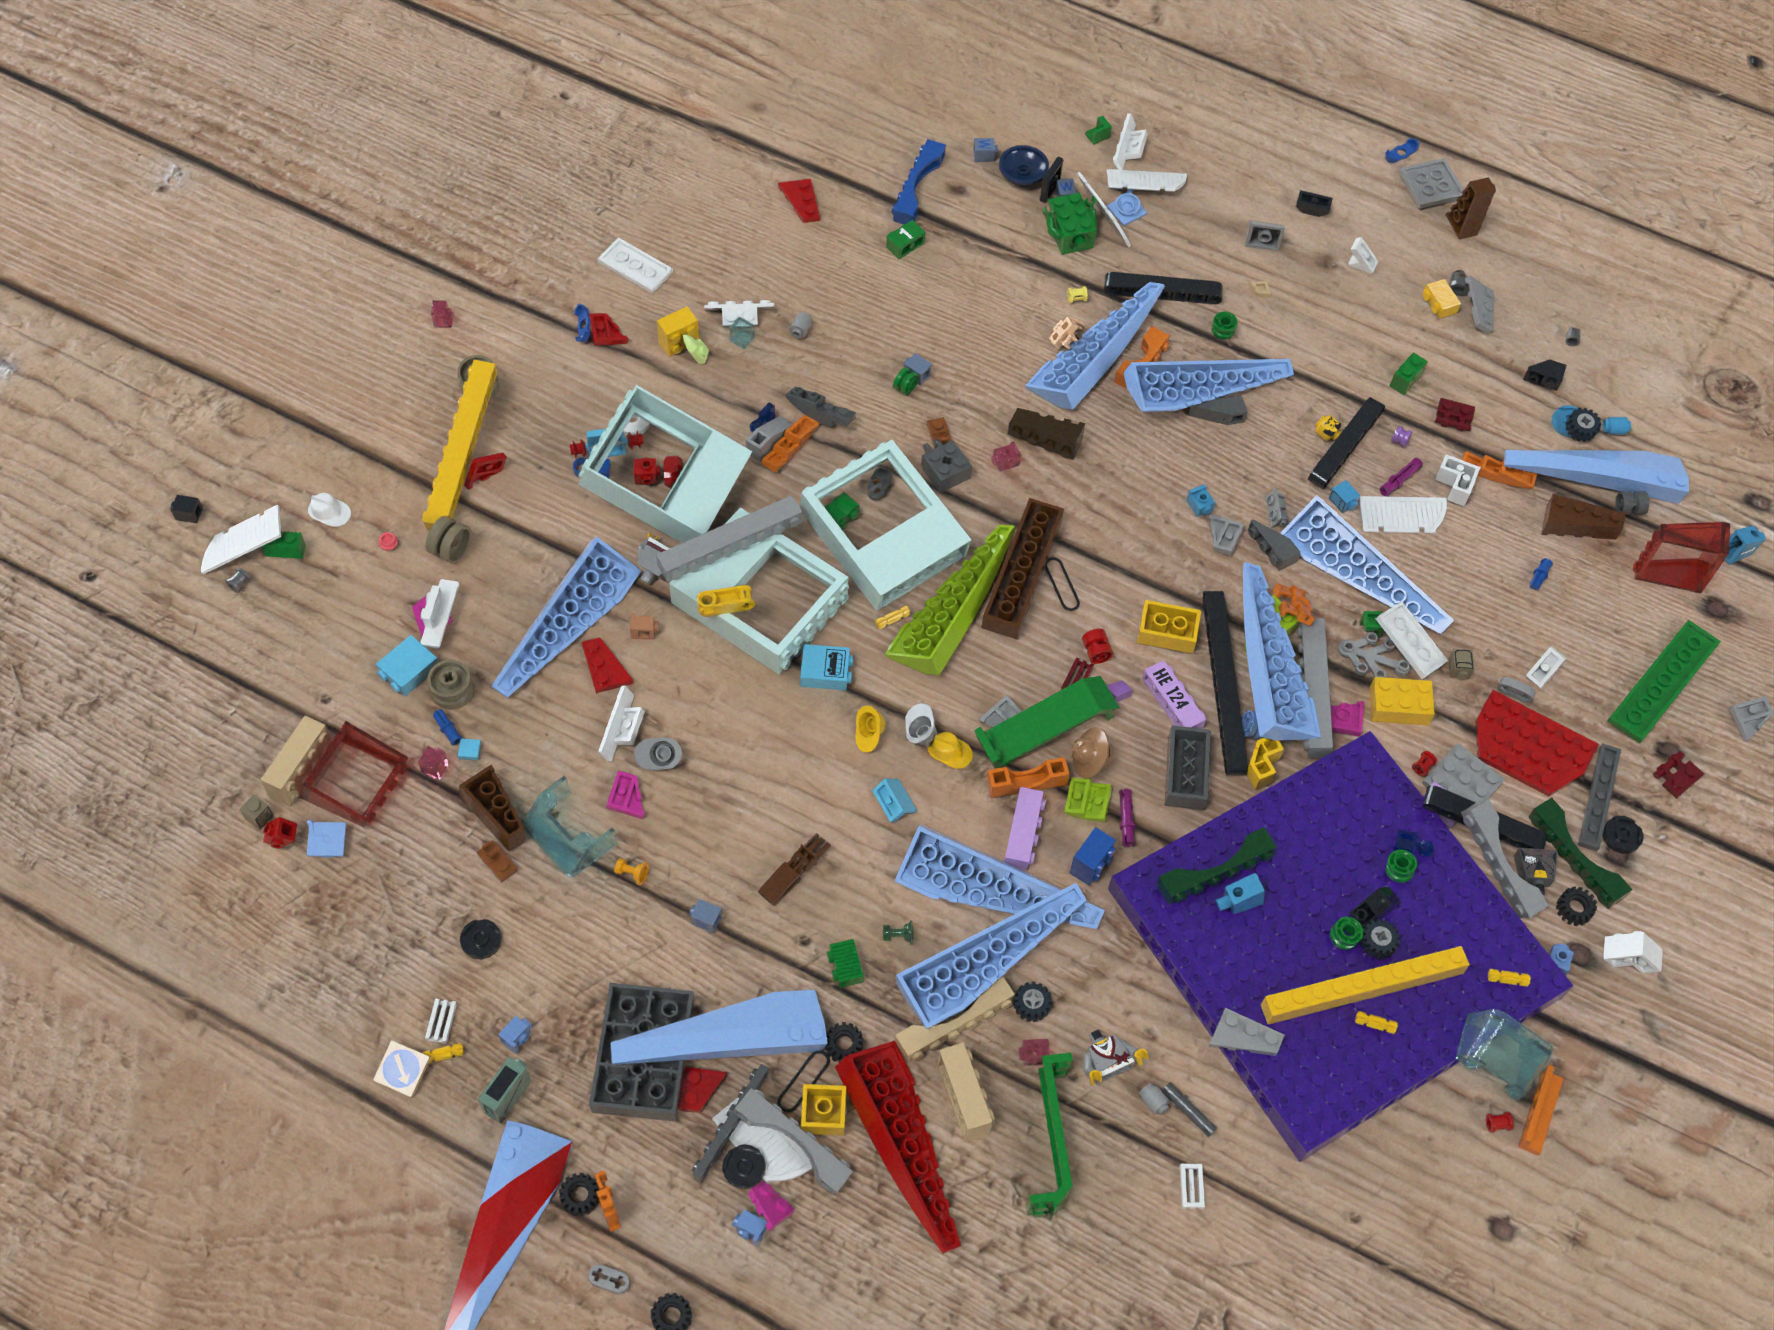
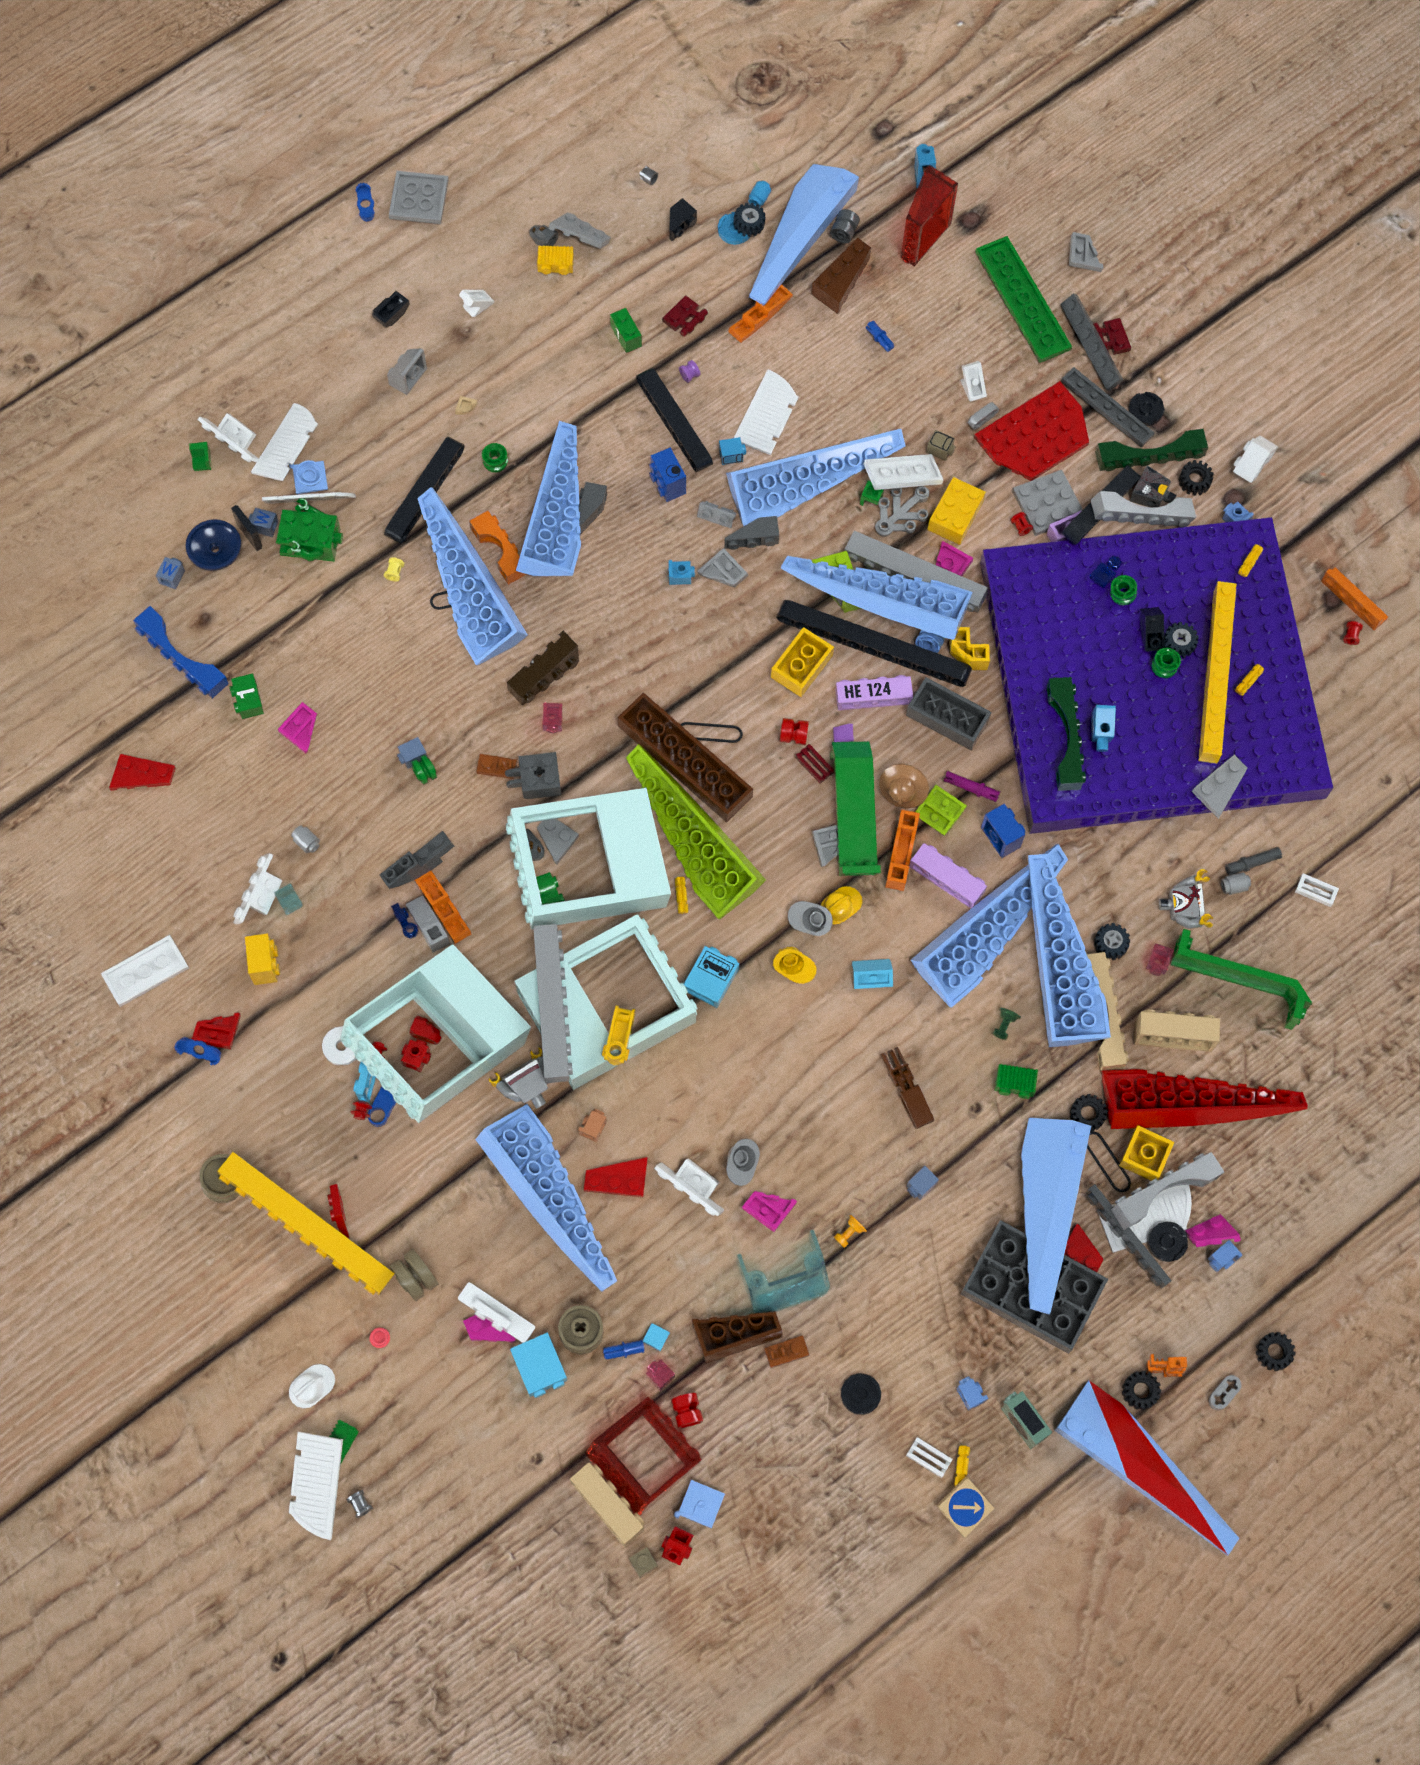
camera: 65 degrees left, 10 degrees up
(186, 508) = (245, 1532): black brick -> none
(403, 800) = (687, 1410): none -> red wheel
(441, 314) = (116, 1188): clear pink brick -> none
(696, 348) = (289, 949): yellowish green plate -> none
(896, 503) = (557, 838): none -> light grey wing
(898, 284) = (299, 727): none -> dark pink wing
(1064, 329) = (437, 606): light nougat piece -> none
(1287, 453) = (667, 474): none -> blue brick
(1299, 604) = (829, 542): orange piece -> none
(1328, 428) = (652, 427): yellow head -> none
(1396, 481) = (730, 394): magenta pin -> none
(1460, 476) = (760, 346): white brick -> none
(1471, 208) = (478, 183): reddish brown wedge -> none
(1504, 1049) = (1307, 599): clear light blue windscreen -> none
(1659, 757) = (1091, 342): none -> dark grey plate

